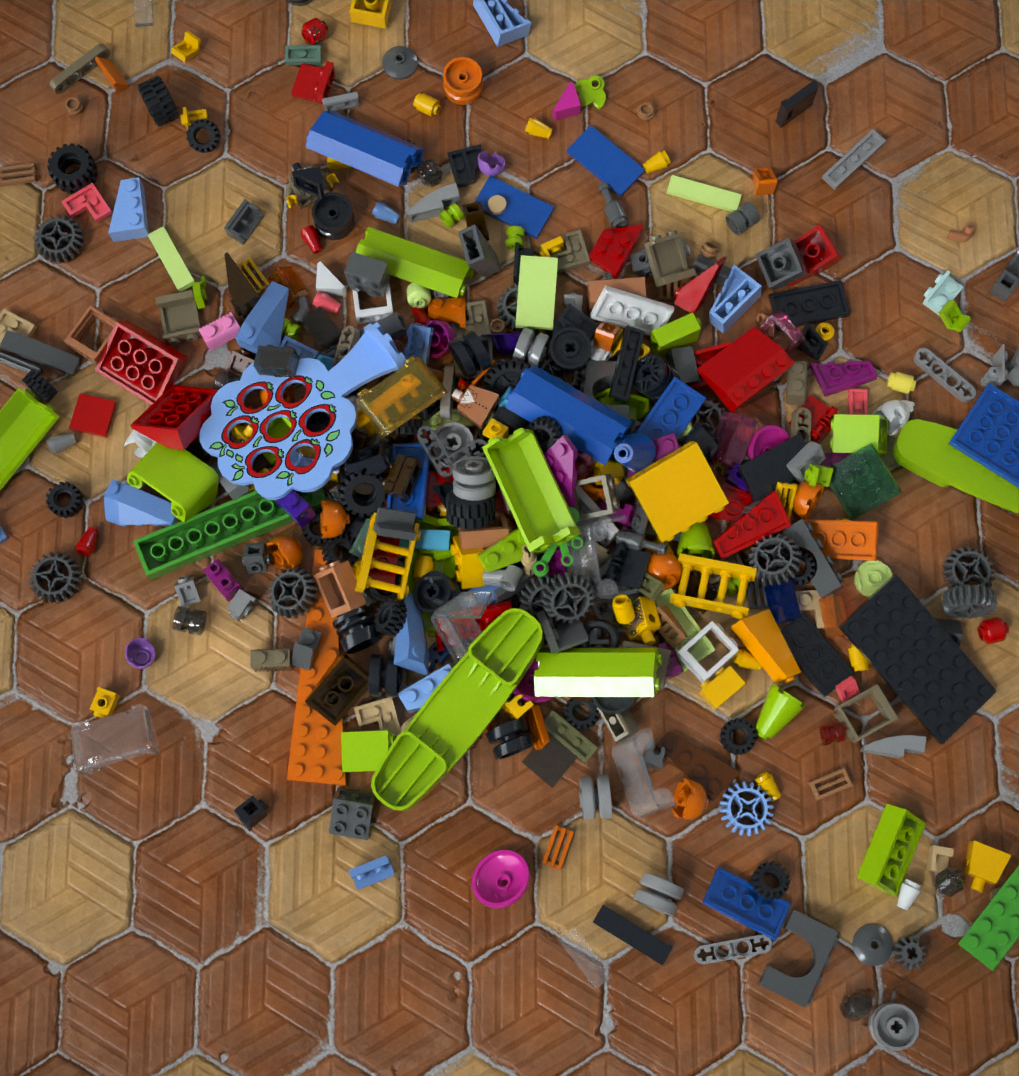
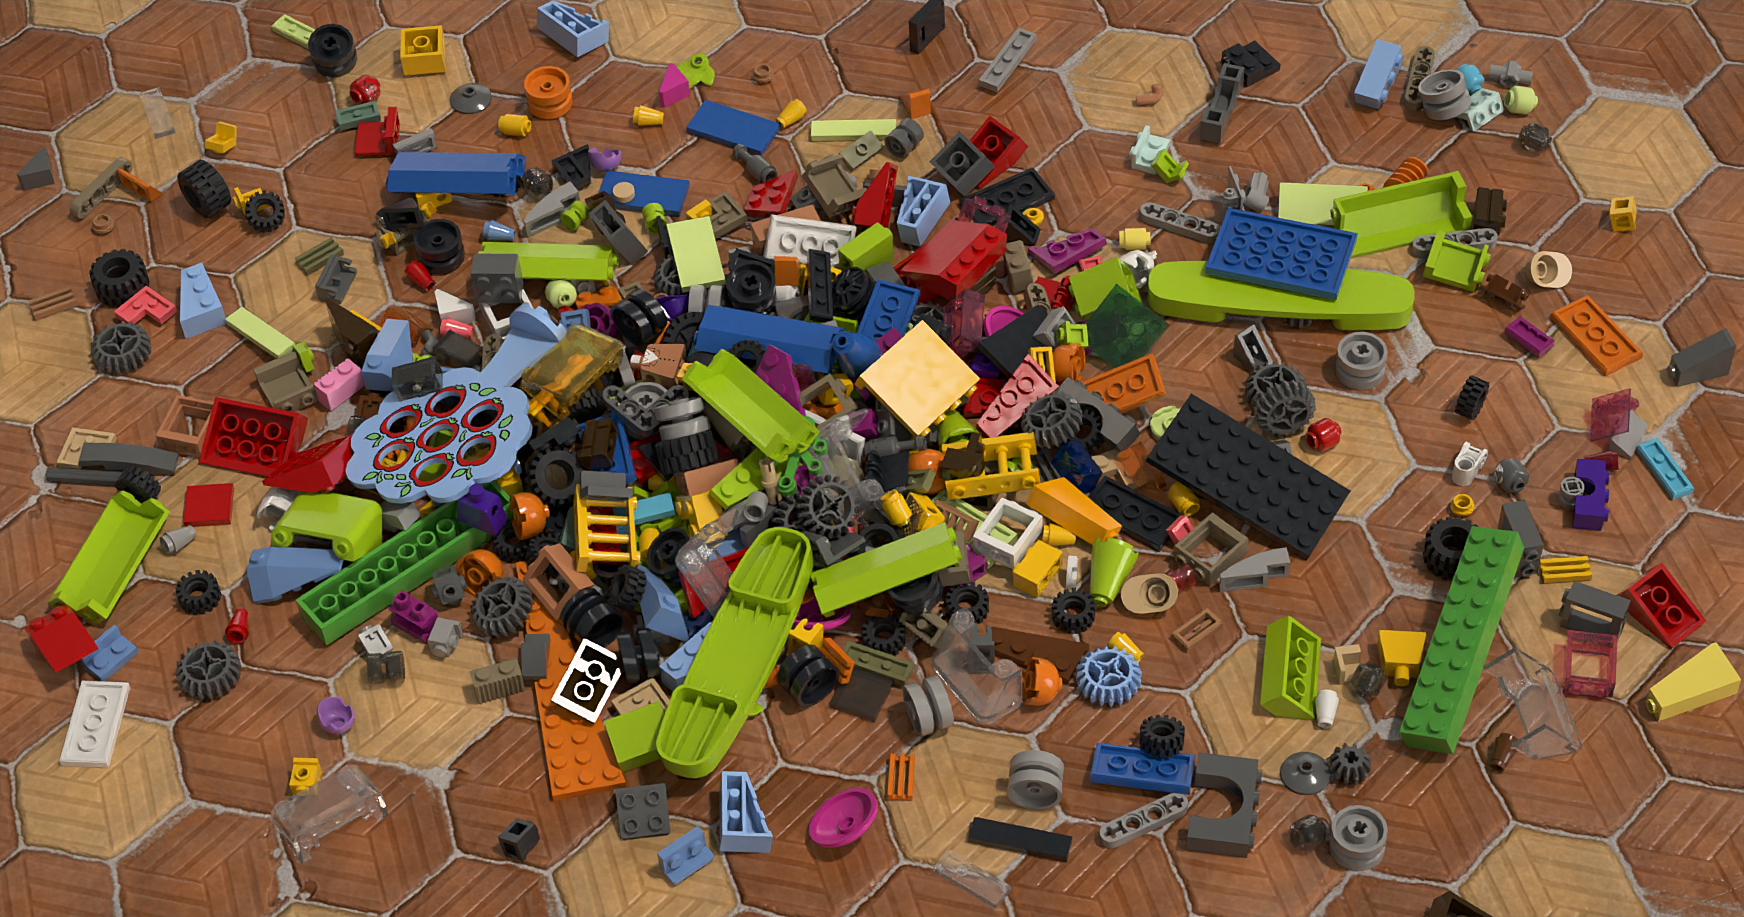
camera: 15 degrees left, 25 degrees down
(33, 36) = (37, 172): none -> dark grey slope
(236, 189) = (318, 255): none -> olive tile
(423, 848) = (741, 819): none -> light blue wedge
(660, 714) = (972, 593): none -> black tyre
(692, 586) = (964, 464): none -> dark brown brick
(703, 219) = (861, 150): none -> olive plate
(749, 696) = (1072, 569): none -> white tile
(802, 744) = (1149, 593): none -> tan piece
(962, 529) = (1250, 348): none -> dark grey slope

